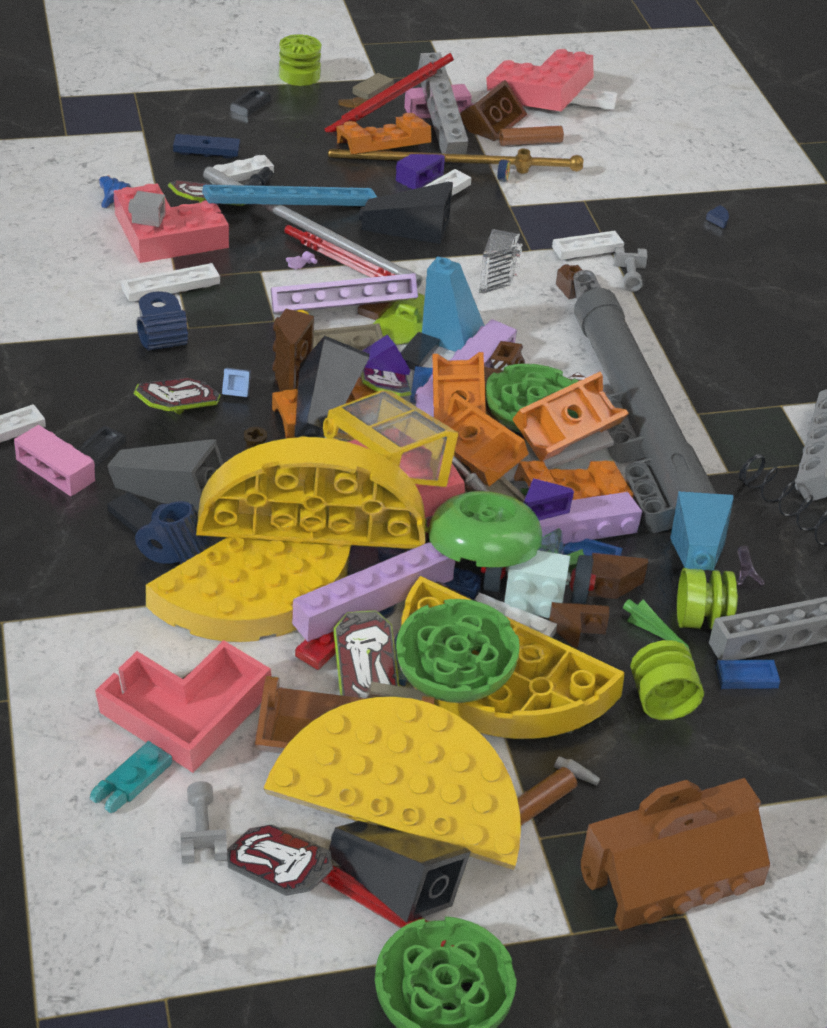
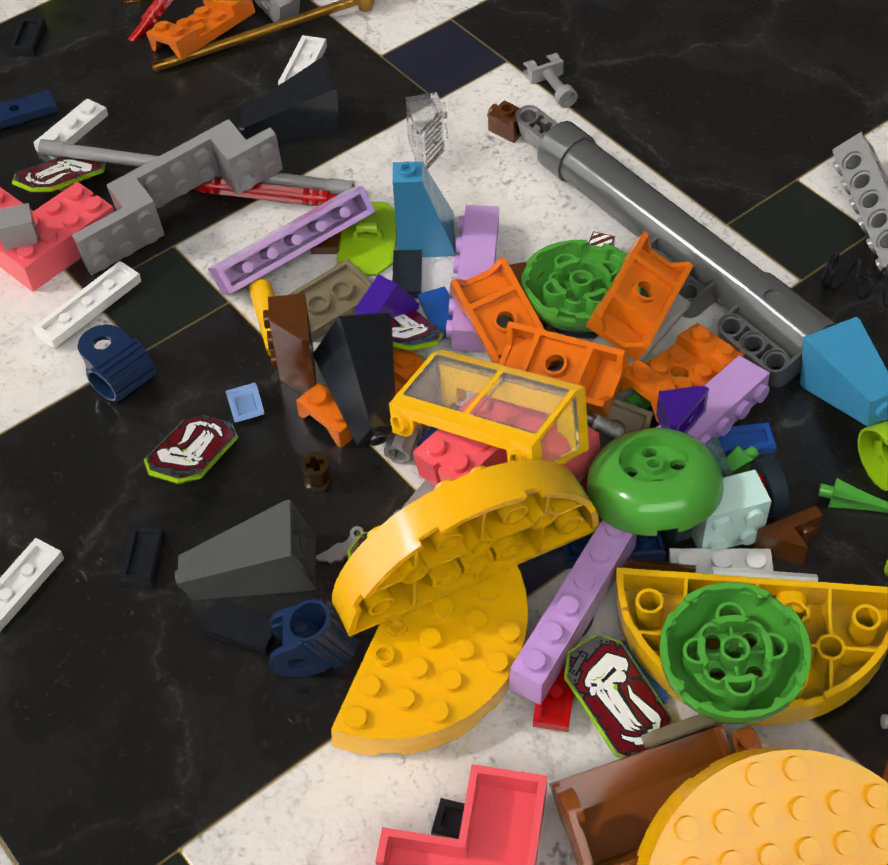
camera: 20 degrees left, 10 degrees up
(55, 460) = (106, 600): bright pink brick -> none
(261, 178) = (101, 132): black axle -> none
(279, 220) = (173, 174): none -> light grey bracket
(287, 195) = (150, 141): dark azure tile -> none
(299, 262) = (209, 218): lavender piece -> none
(419, 169) = (264, 51): dark purple slope -> none
(503, 170) = (352, 16): dark blue tile -> none
(507, 354) = (513, 244): reddish brown brick -> none
(587, 245) = (493, 71): white plate -> none
(616, 574) = (790, 453): reddish brown slope -> none

